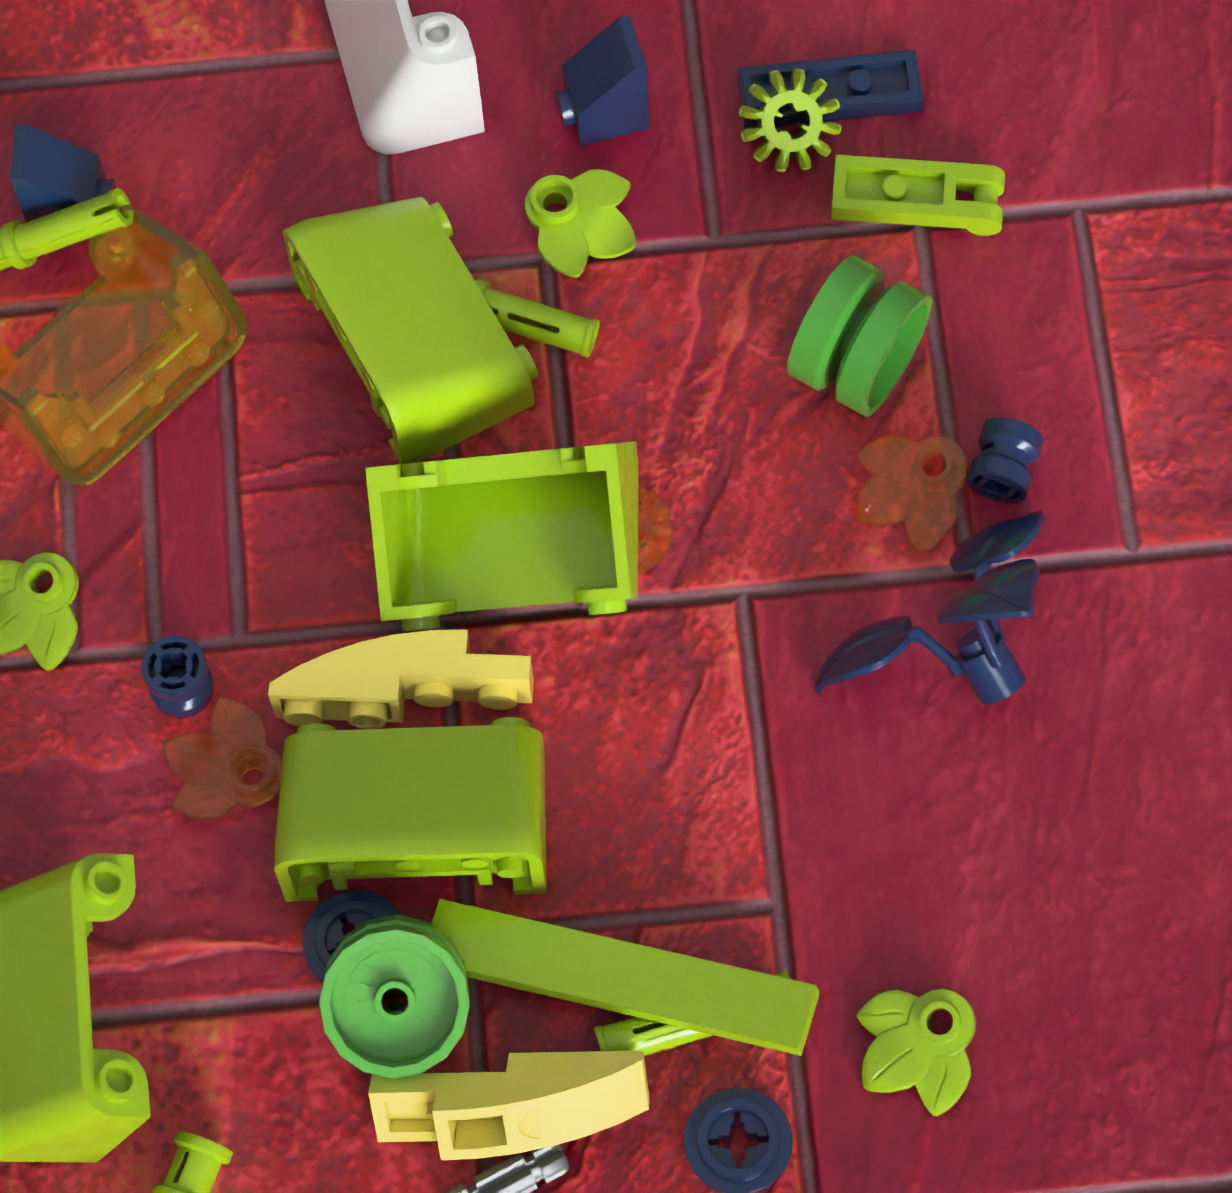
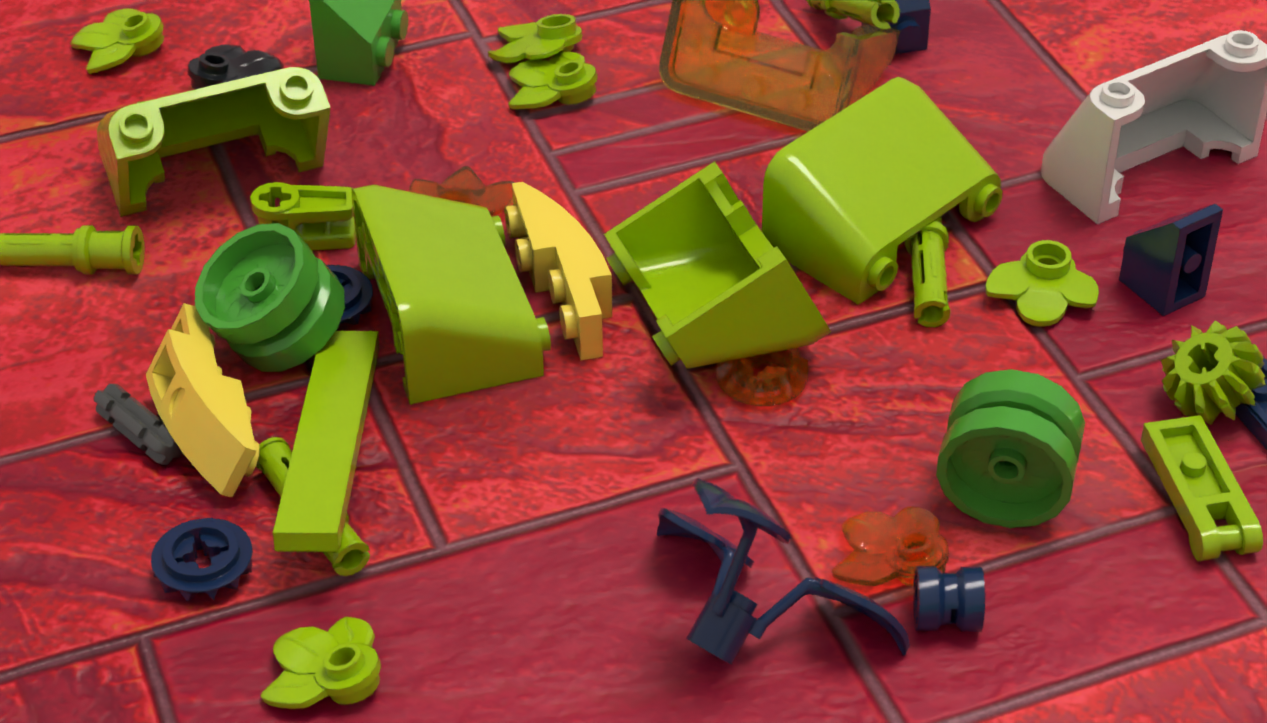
camera: 70 degrees right, 25 degrees down
(185, 689) = (519, 151): dark blue wheel -> none
(214, 936) = (315, 213): none -> lime piece

